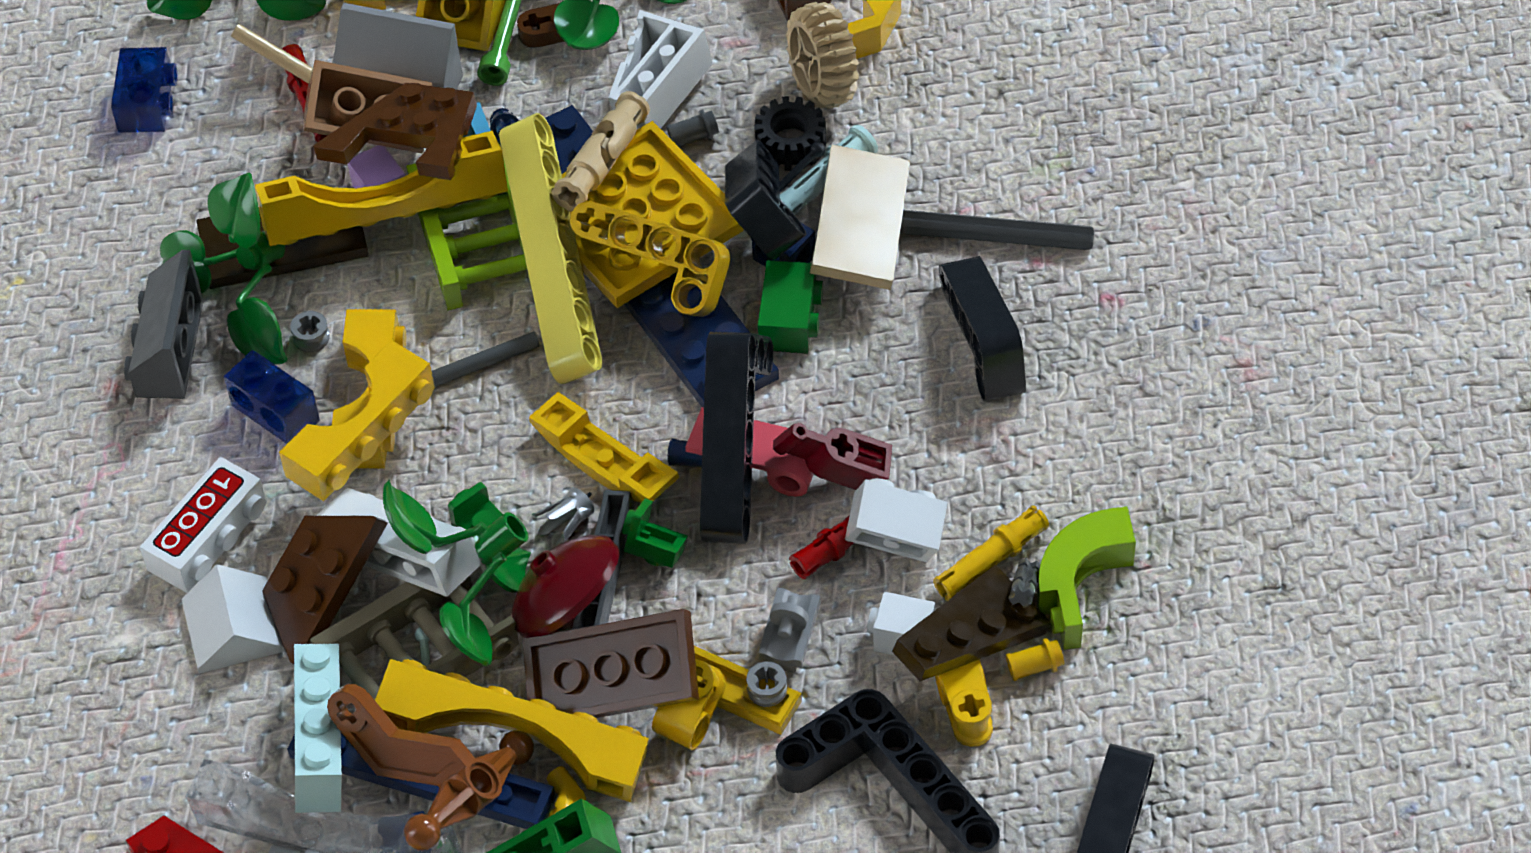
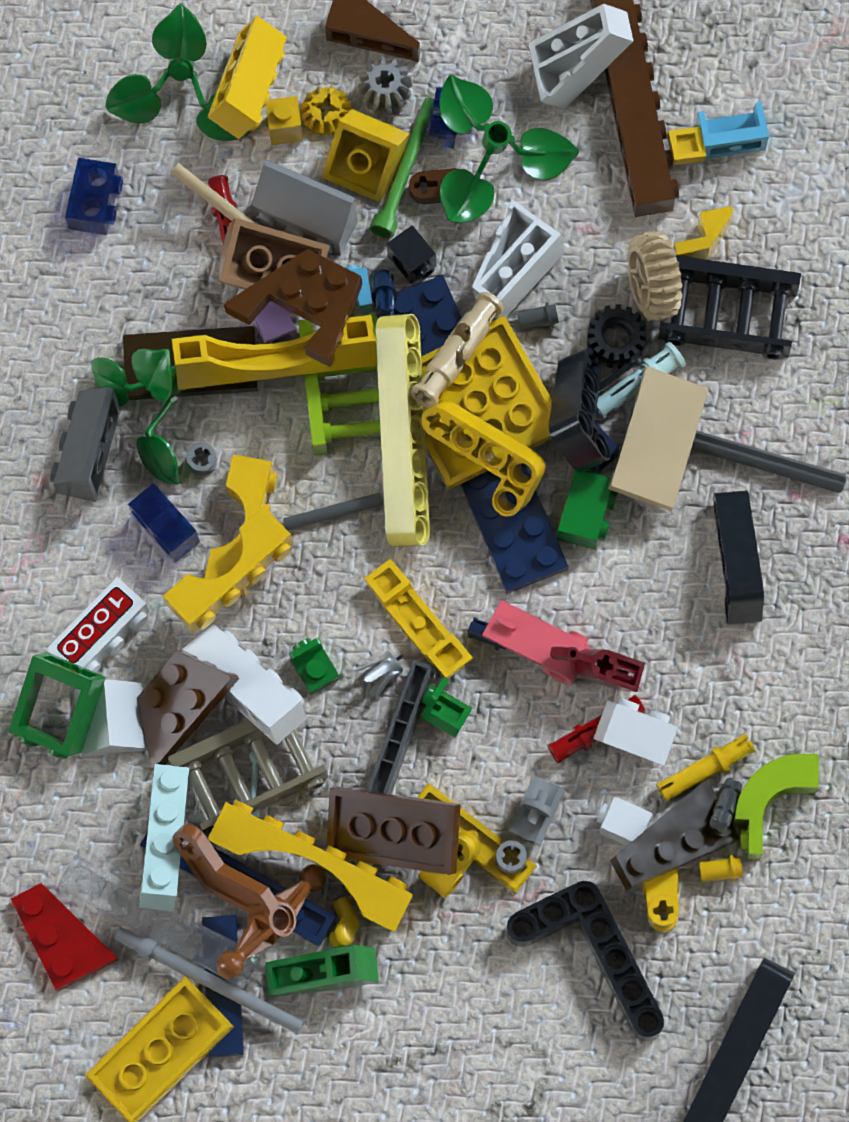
camera: 10 degrees right, 20 degrees up
(194, 608) = (68, 673): none -> green window
(496, 547) = (322, 713): green plant -> none
(531, 88) = (412, 255): none -> black brick
(563, 584) = (369, 747): dark red dish -> none
(728, 432) = (518, 629): black beam -> none
(922, 55) = (748, 281): none -> black fence

